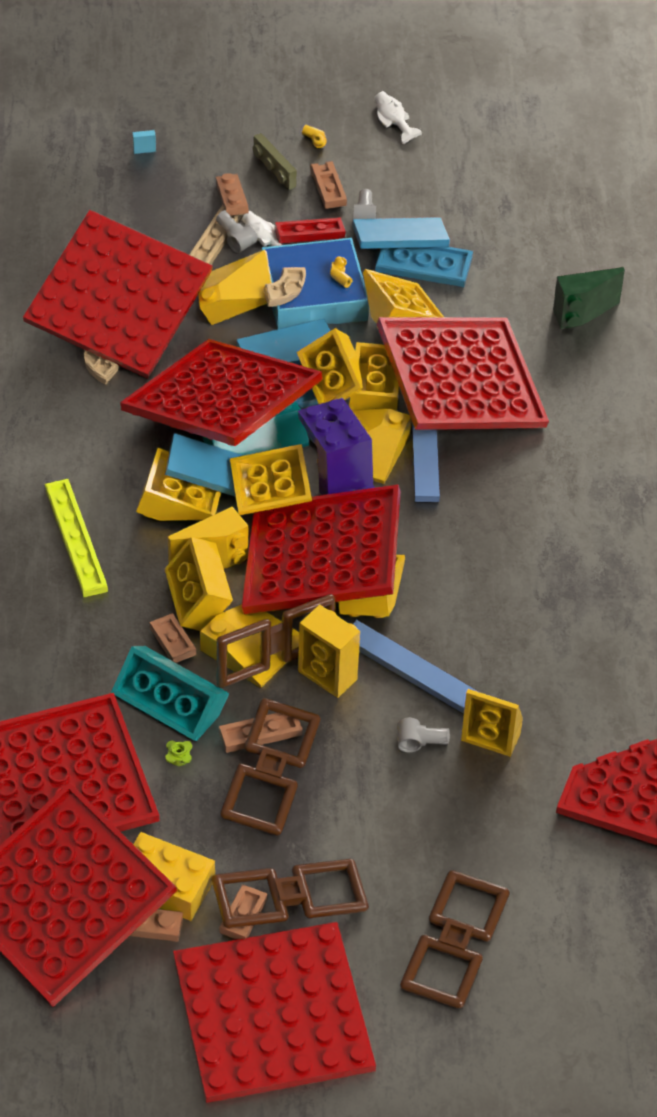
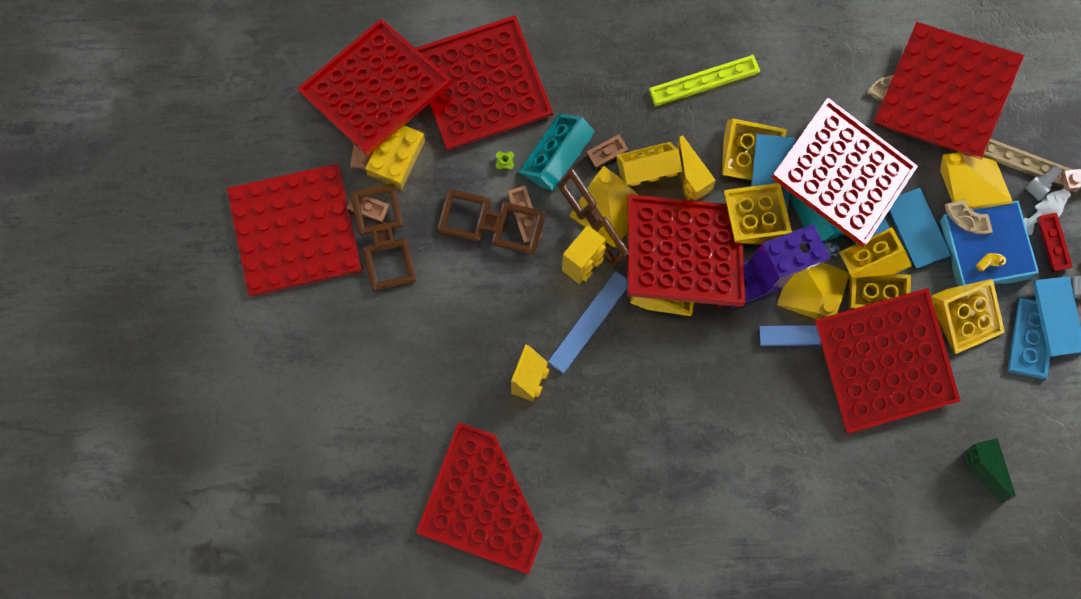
camera: 90 degrees right, 25 degrees up
(413, 735) = (523, 322): light grey pin -> none
(455, 939) = (351, 349): reddish brown bar -> none

